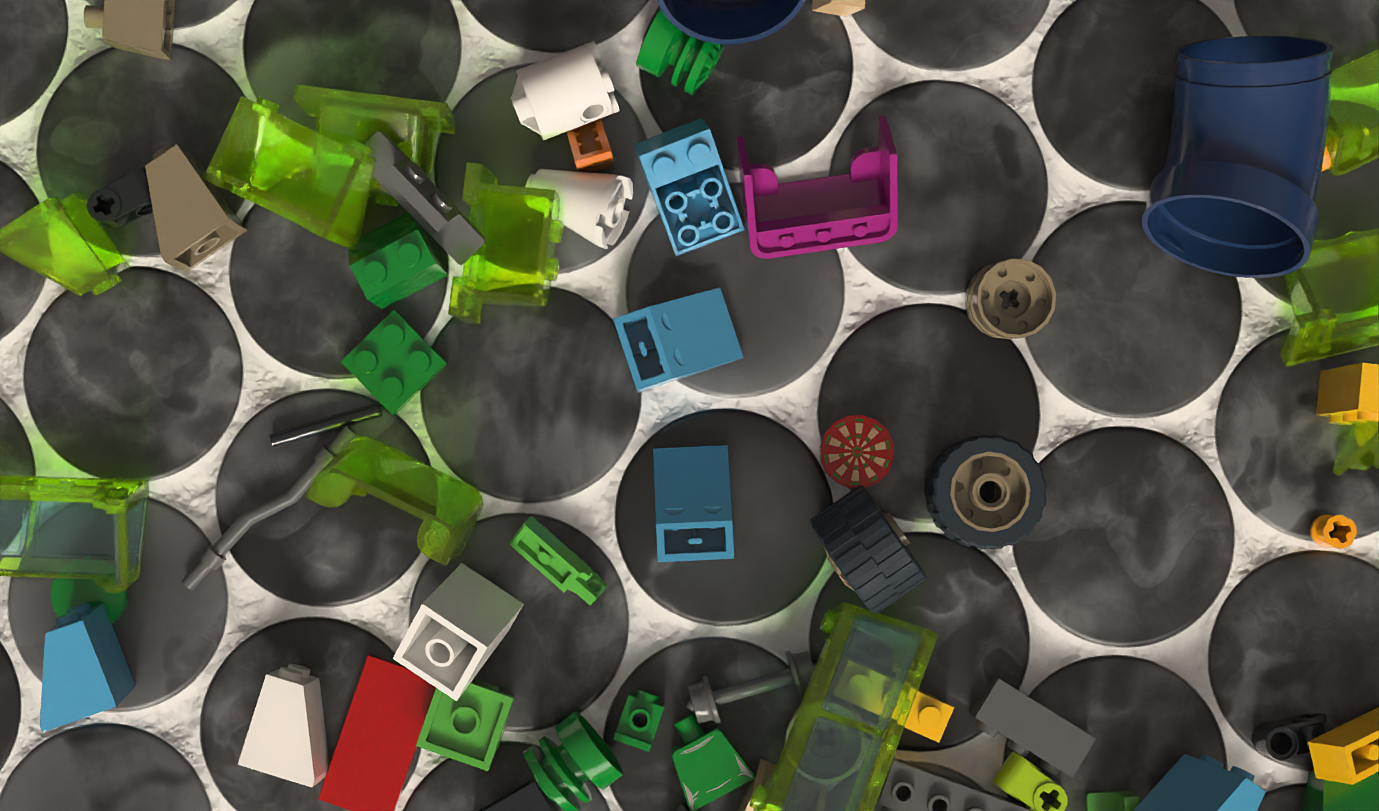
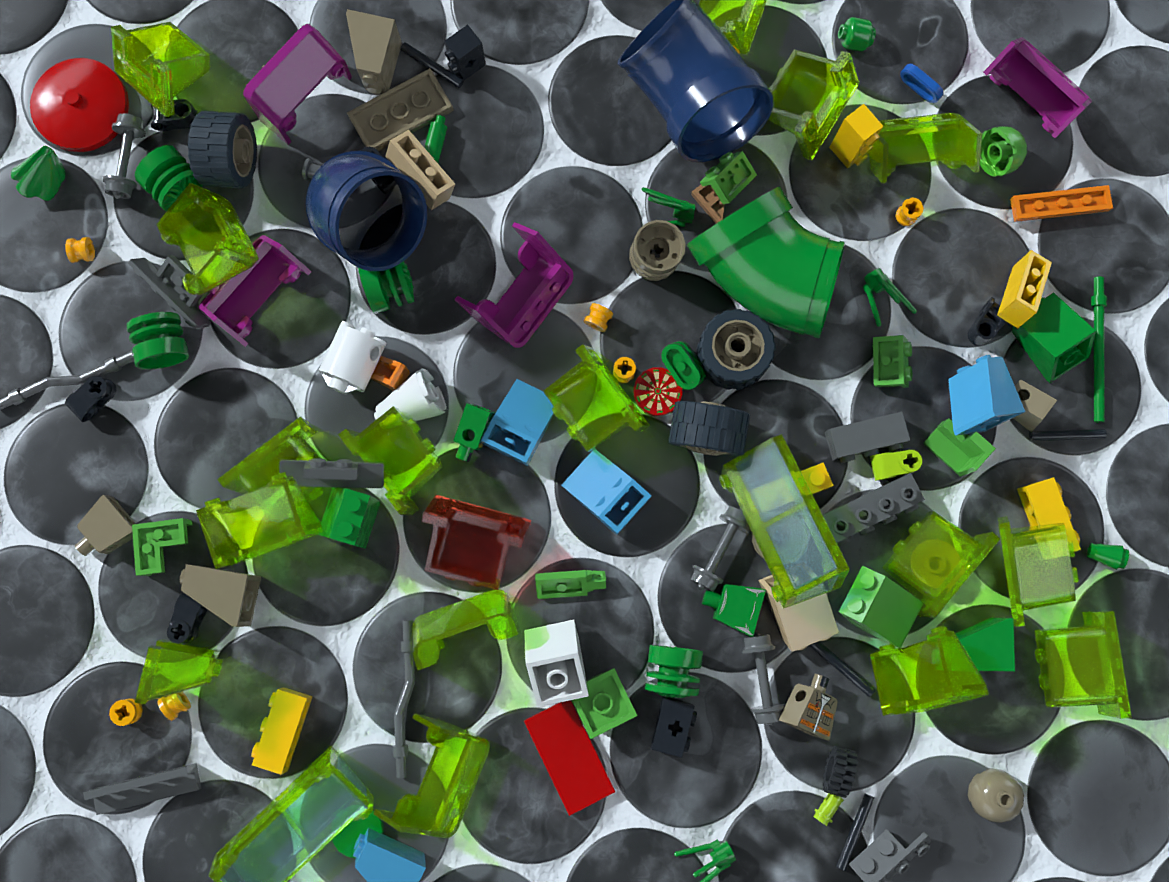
camera: 40 degrees left, 5 degrees down
(23, 278) = (173, 705): none -> light orange wheel
(111, 413) = (281, 730): none -> yellow brick
(170, 78) = (150, 540): none -> bright green panel
(223, 640) = (446, 784): none -> clear neon green windscreen
(288, 728) = (520, 794): white slope -> none
(325, 425) = (392, 631): black bar -> none
(394, 362) = (396, 568): green plate -> none
(500, 413) = (471, 541): none -> clear red windscreen
(631, 291) = (475, 419): none -> green torso
(635, 735) = (683, 629): green brick -> none
(689, 186) = (454, 346): dark azure slope -> none
(775, 395) = (593, 401): none -> clear neon green windscreen
(855, 395) = (631, 367): none -> light orange bush
(873, 308) = (598, 317): none -> light orange wheel
(912, 452) = (683, 365): none -> green brick
(1085, 281) = (682, 211): none -> green plant
(1118, 441) = (772, 263): none -> green cylinder
(1128, 301) = (709, 202): none -> medium nougat tile
(1142, 673) = (891, 361): none -> bright green bracket
(1174, 295) = (729, 176): none -> bright green bracket
(1217, 573) = (878, 282): none -> green plant

